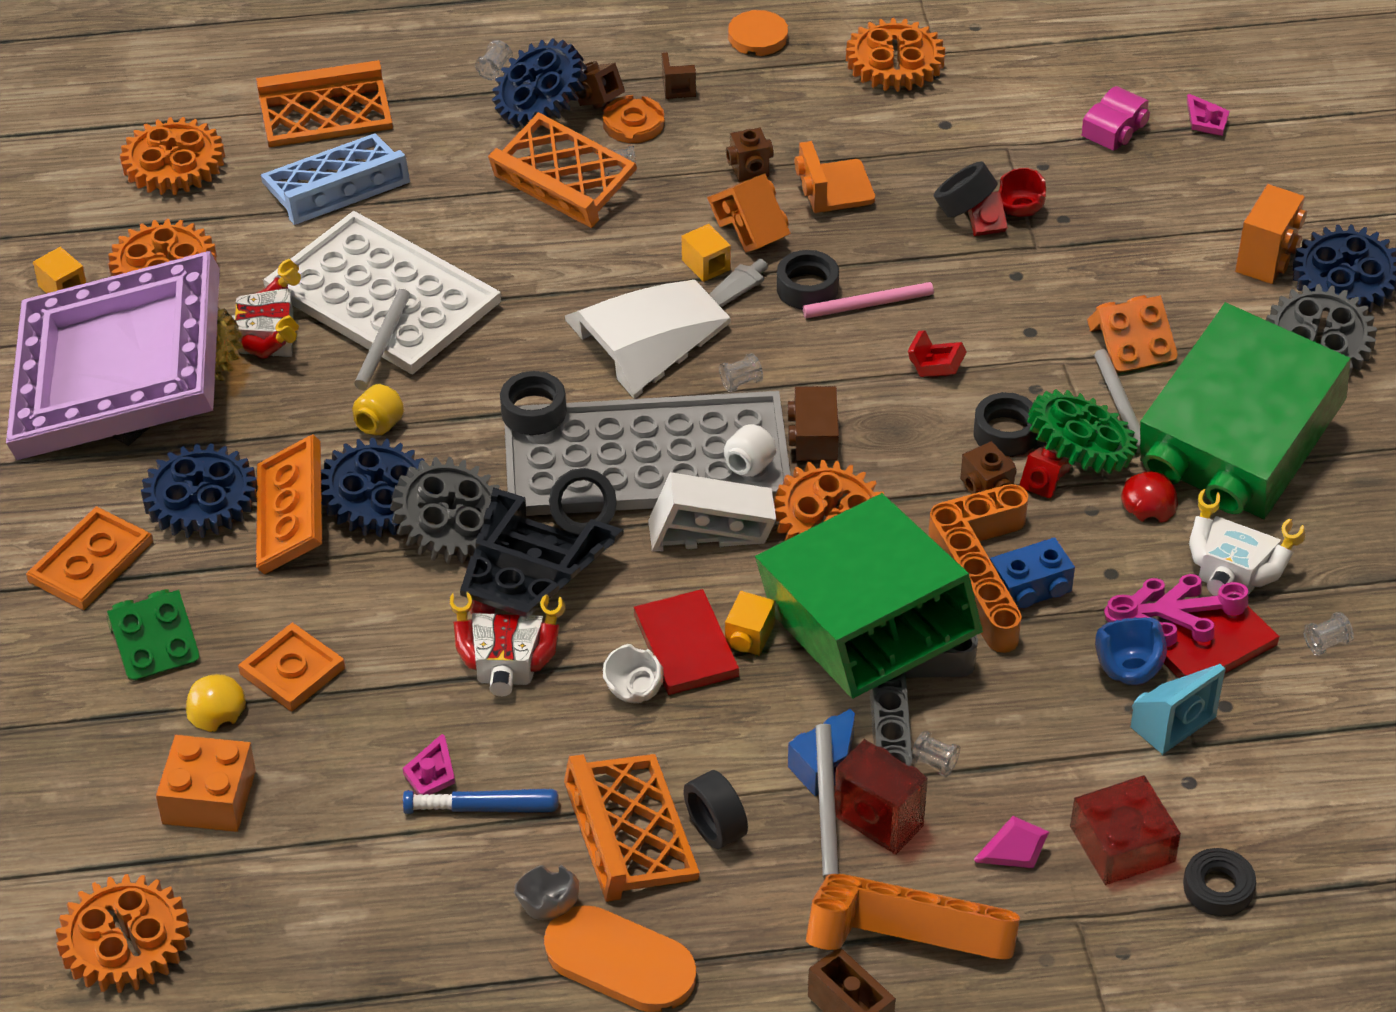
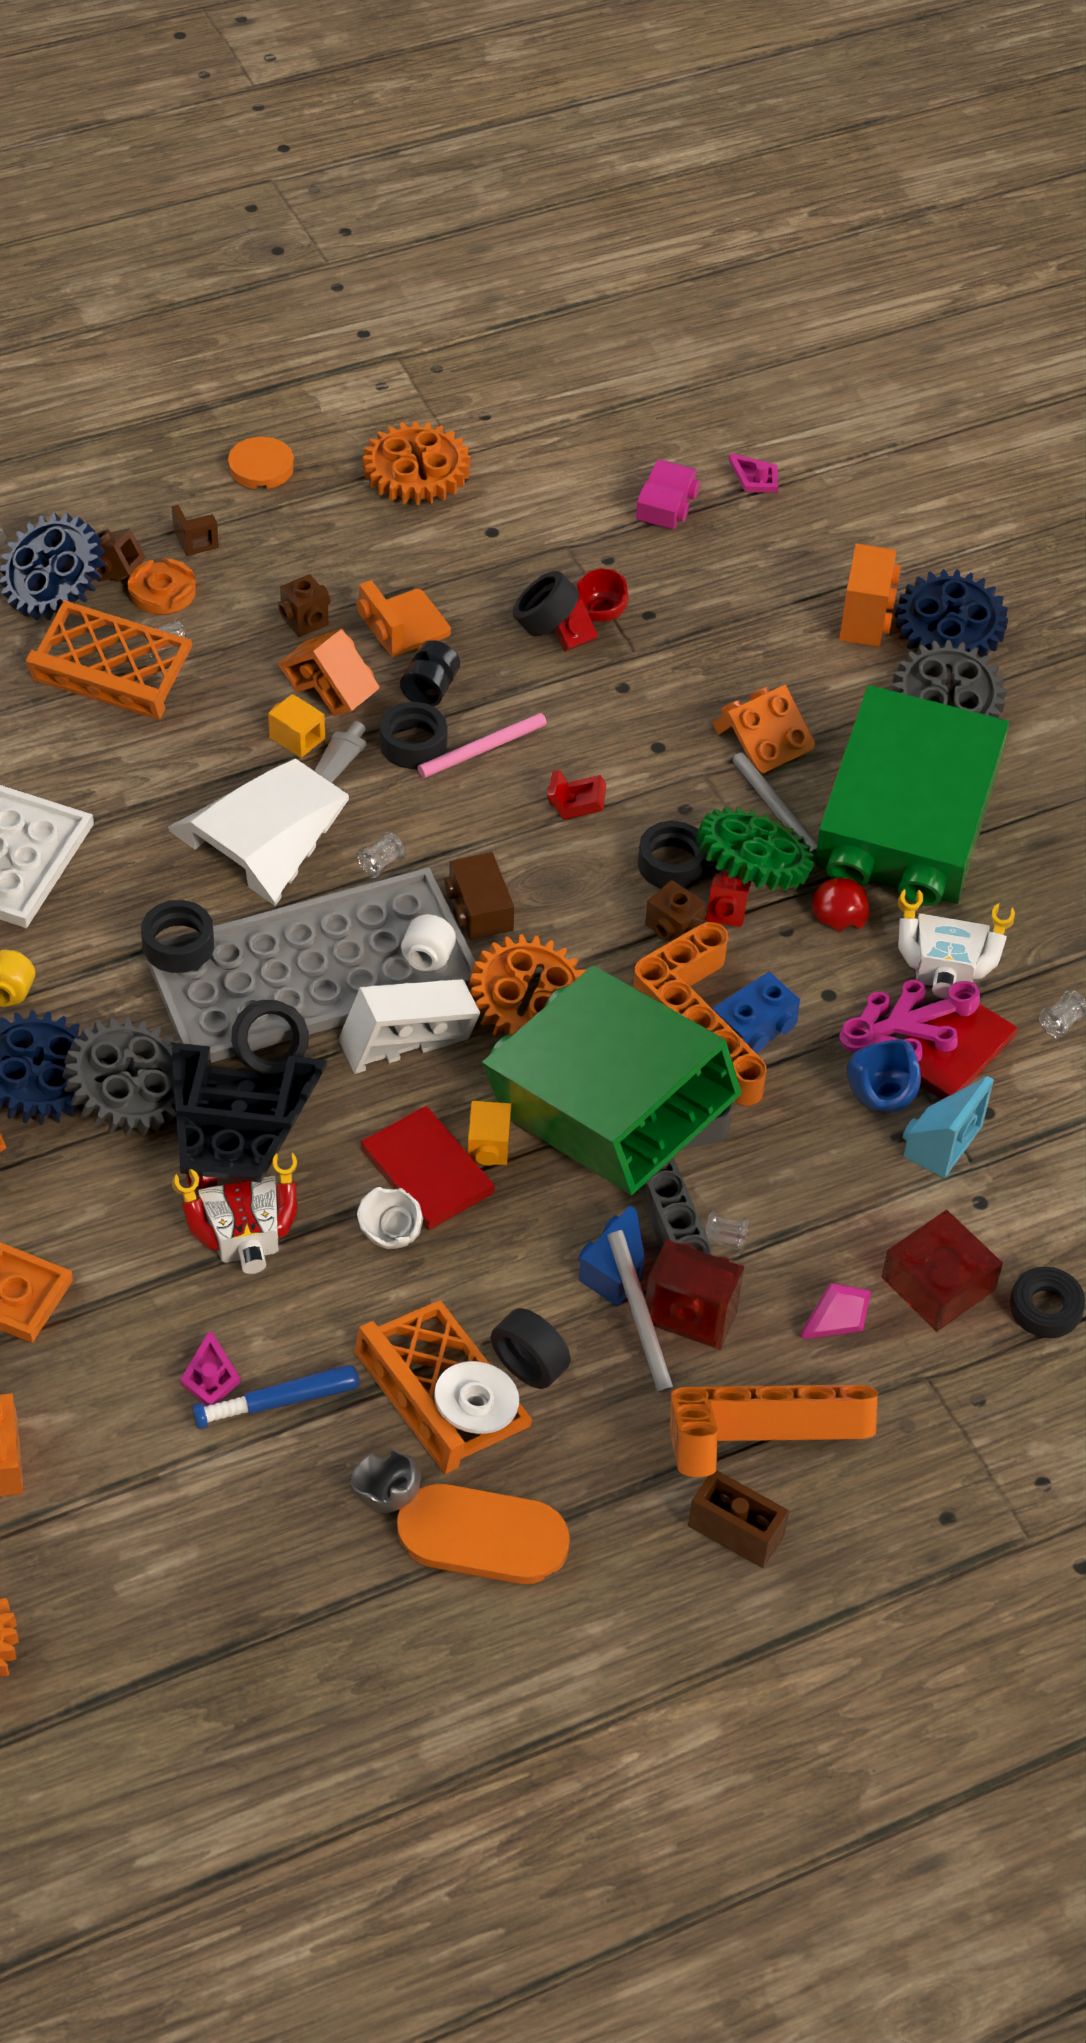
camera: 20 degrees left, 5 degrees up
(650, 838) = (479, 1385): none -> white dish
(840, 230) = (430, 673): none -> black wheel

